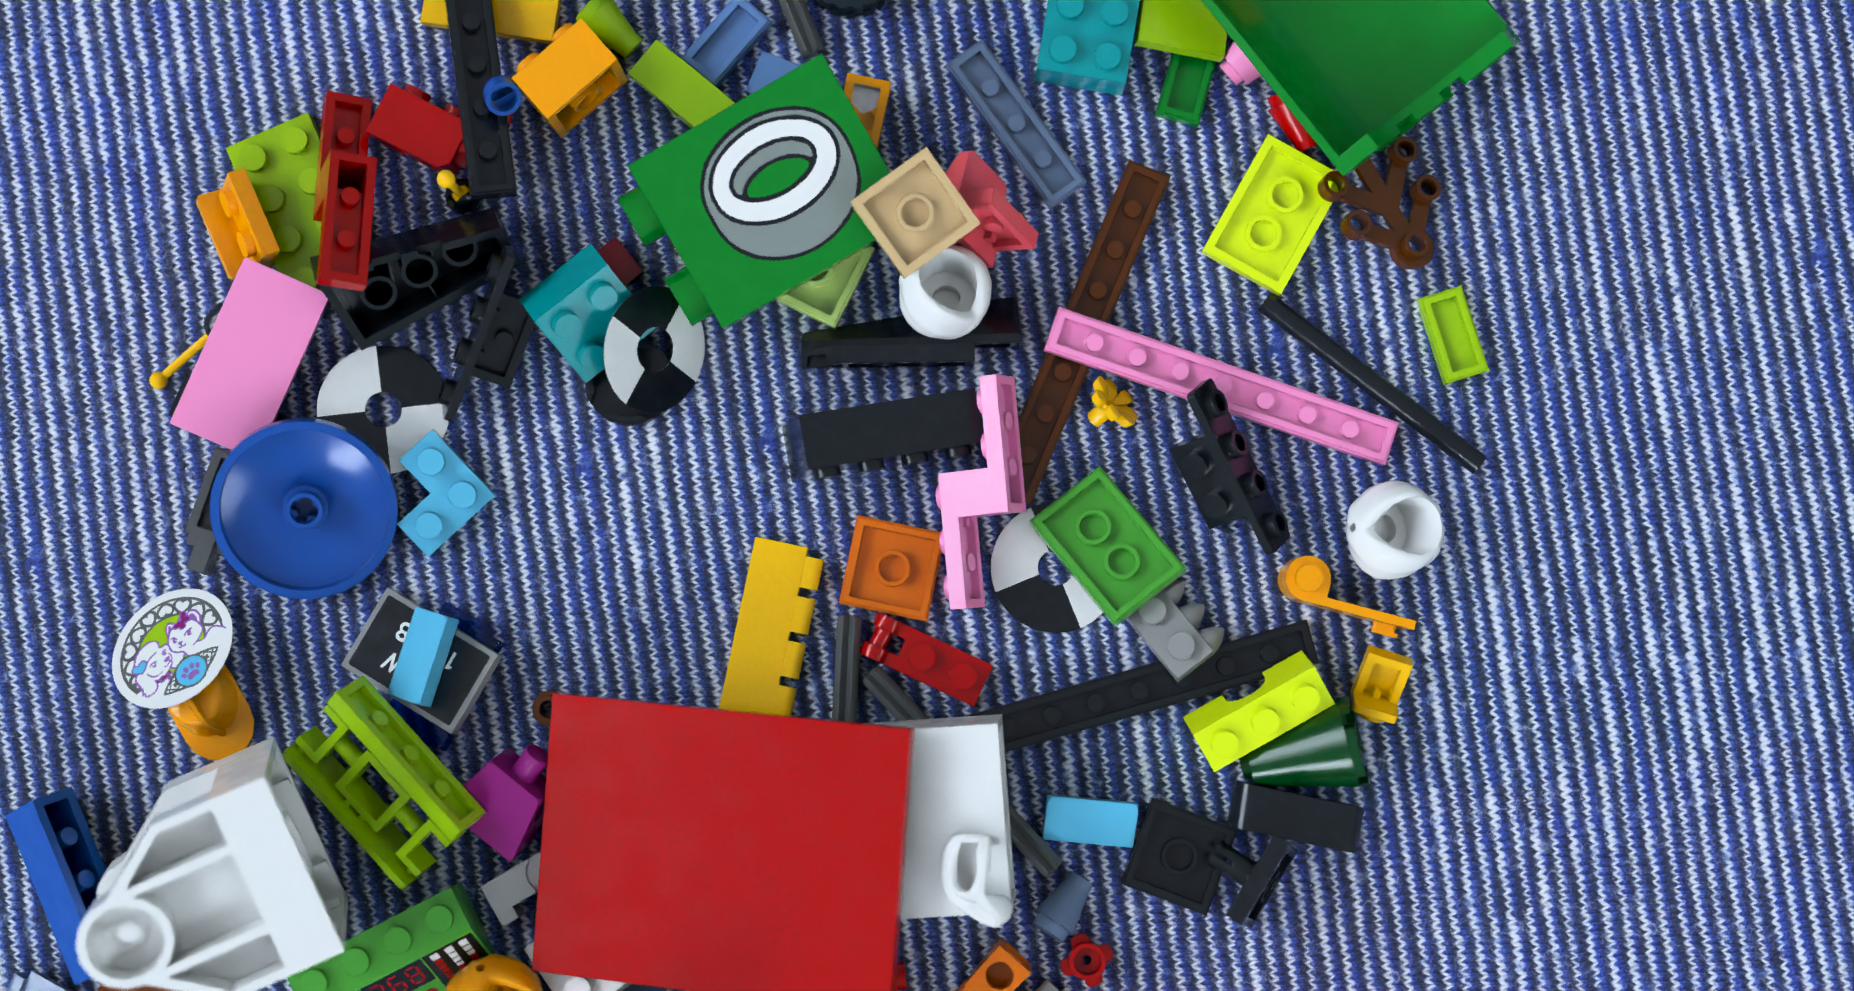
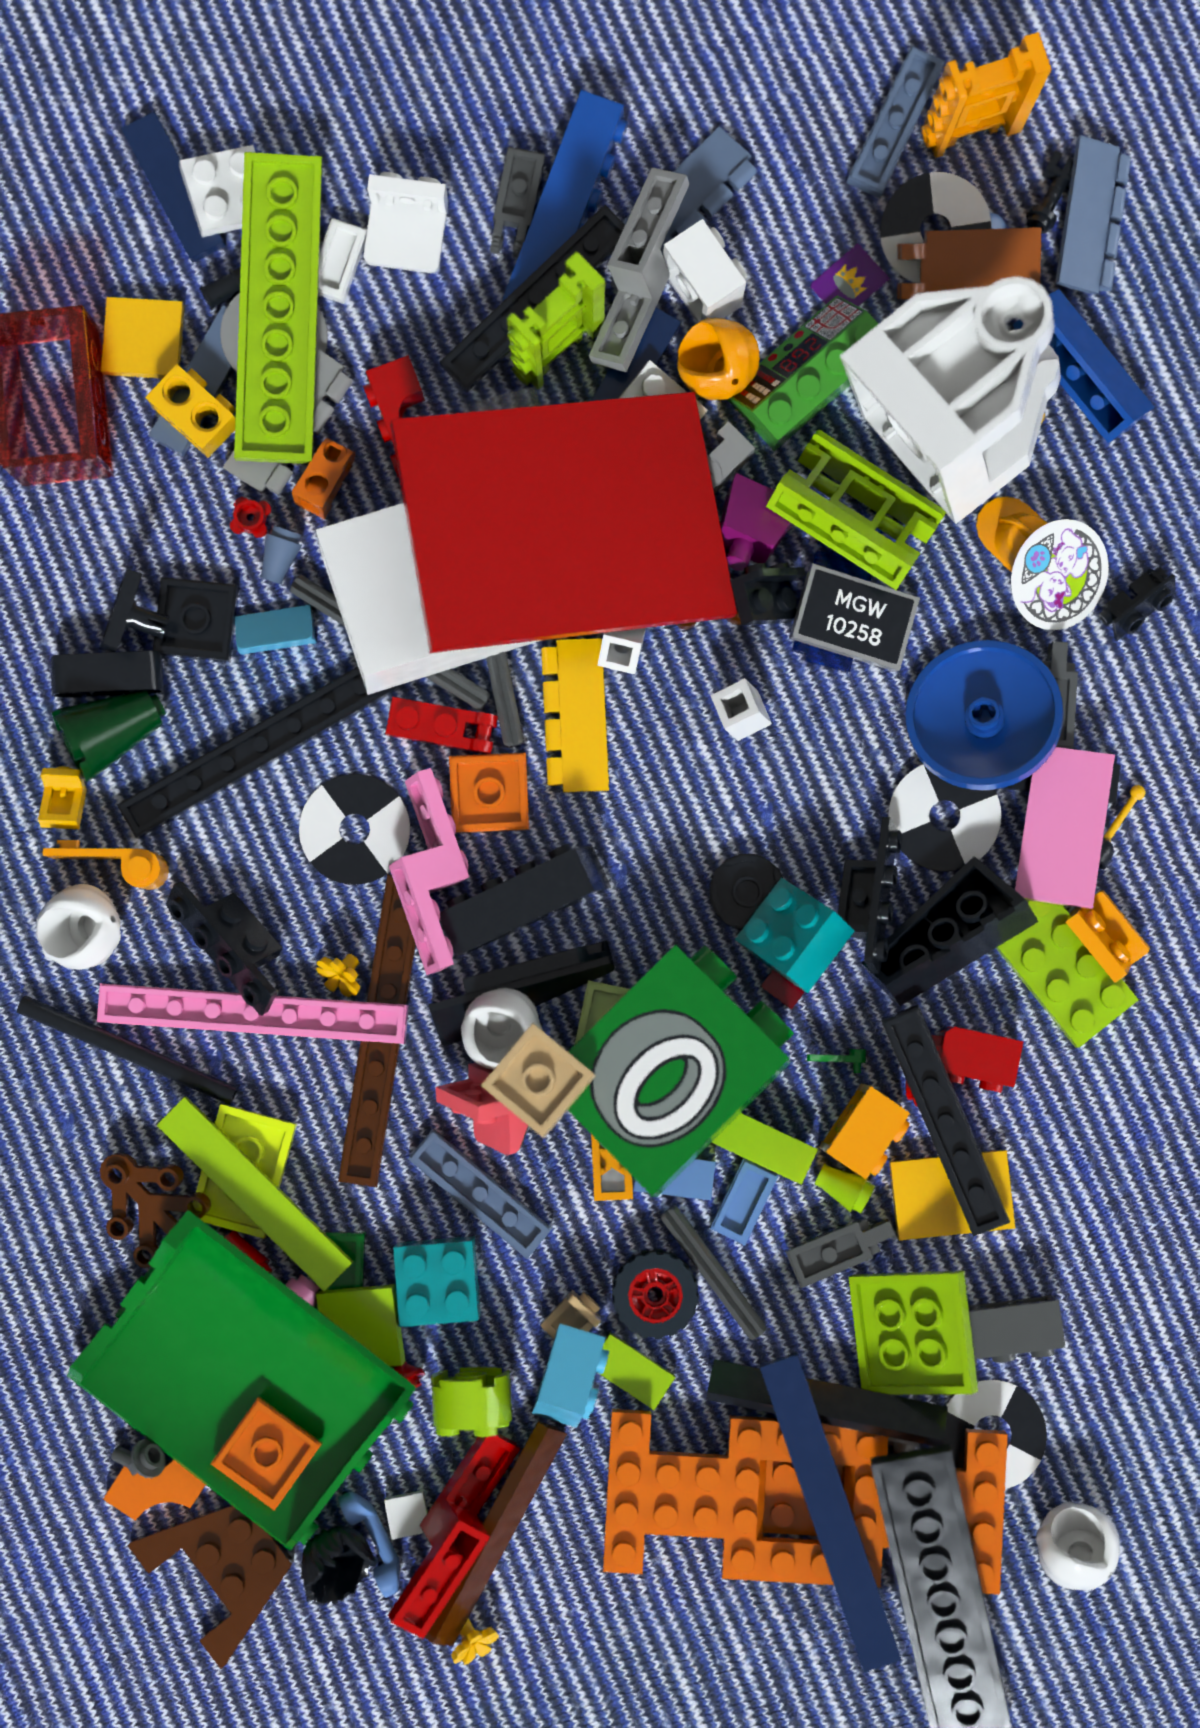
camera: 165 degrees right, 0 degrees up
(75, 602) = (1152, 593): none -> black hinge
(344, 192) = (1024, 982): red bracket -> none
(423, 657) = (853, 618): medium azure slope -> none
(453, 489) = (867, 759): medium azure plate -> none
(458, 191) = (932, 1012): hinge -> none
(504, 100) = (915, 1097): blue hinge -> none
(514, 711) = (766, 594): none -> black bracket
(557, 168) = (855, 1056): none -> green piece
(579, 586) = (741, 709): none -> white brick
(630, 381) = (746, 888): sticker -> none
(697, 686) = (621, 650): none -> white brick
(985, 908) = (334, 526): white piece -> none
(1107, 546) = (314, 855): bright green tile -> none
(1173, 632) = (245, 801): light grey plate -> none
(1237, 727) = (136, 762): neon yellow arch -> none
(1265, 184) = (255, 1193): none -> lime tile
(1452, 335) = (68, 1108): lime tile -> none

